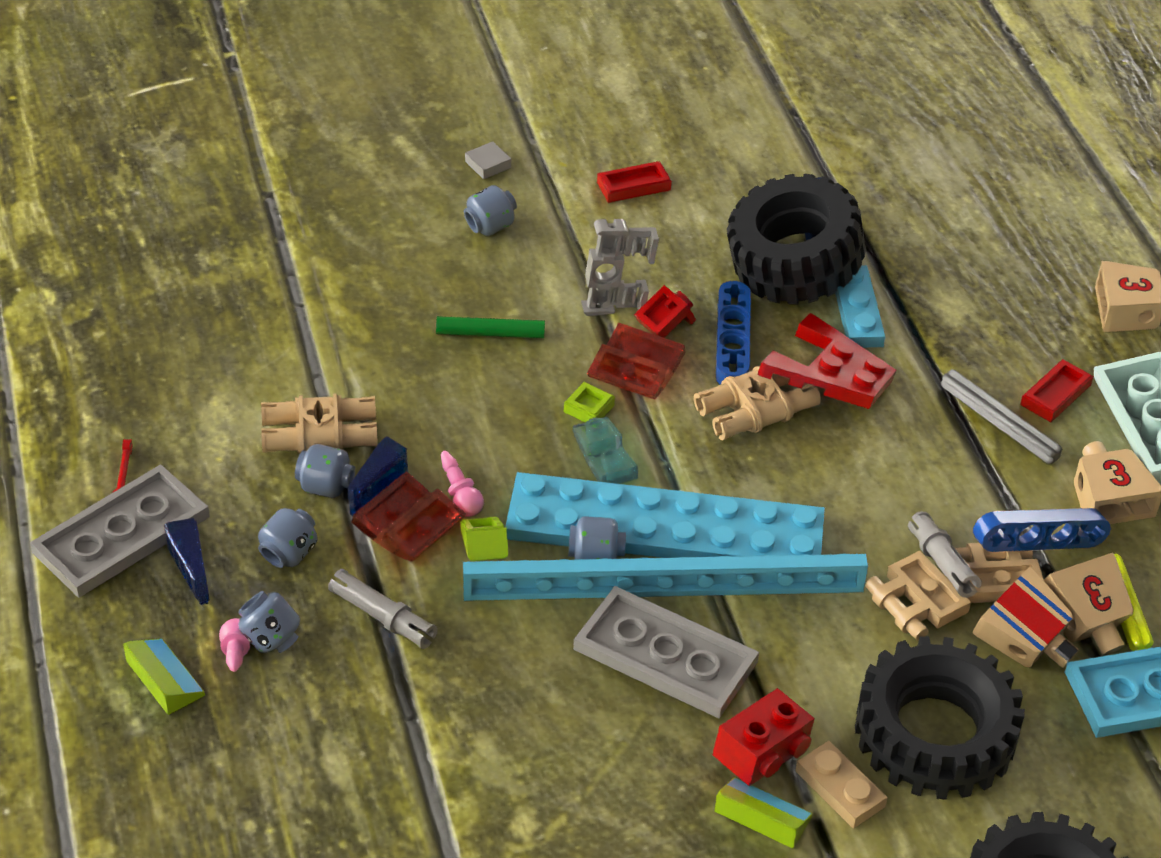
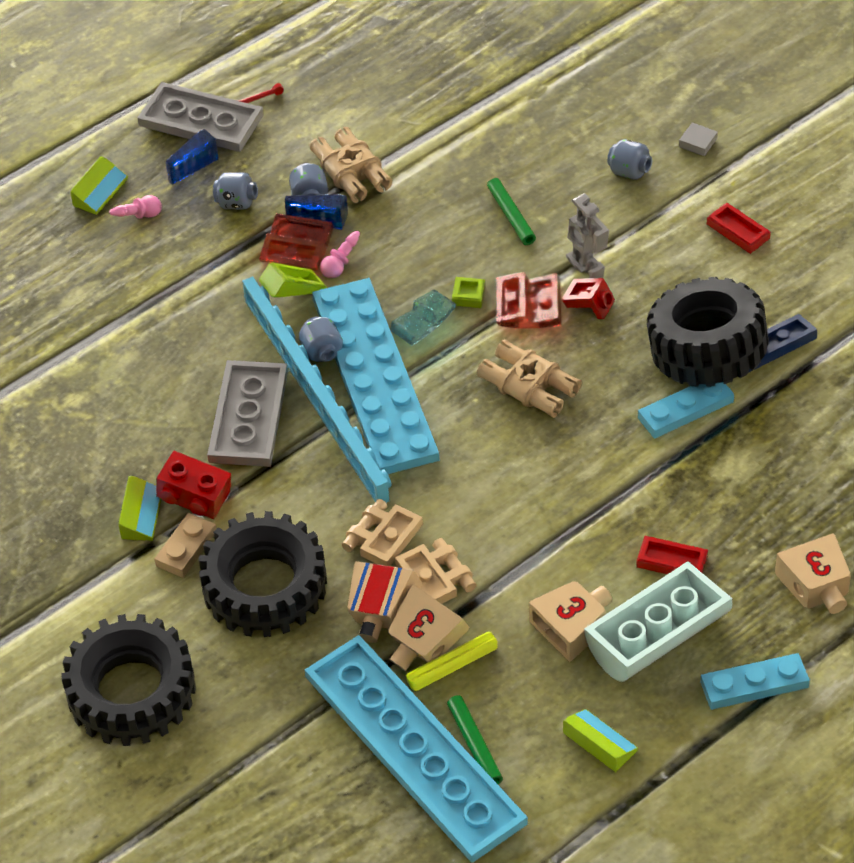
camera: 70 degrees right, 5 degrees up
(269, 622) = (155, 211): sand blue head -> none
(395, 616) = (201, 269): light grey pin -> none
(733, 333) = (596, 339): blue beam -> none
(842, 368) = (586, 417): red wing -> none
(938, 546) = (435, 525): light grey pin -> none
(1001, 417) = (613, 530): axle -> none
(1001, 529) = (481, 579): blue beam -> none

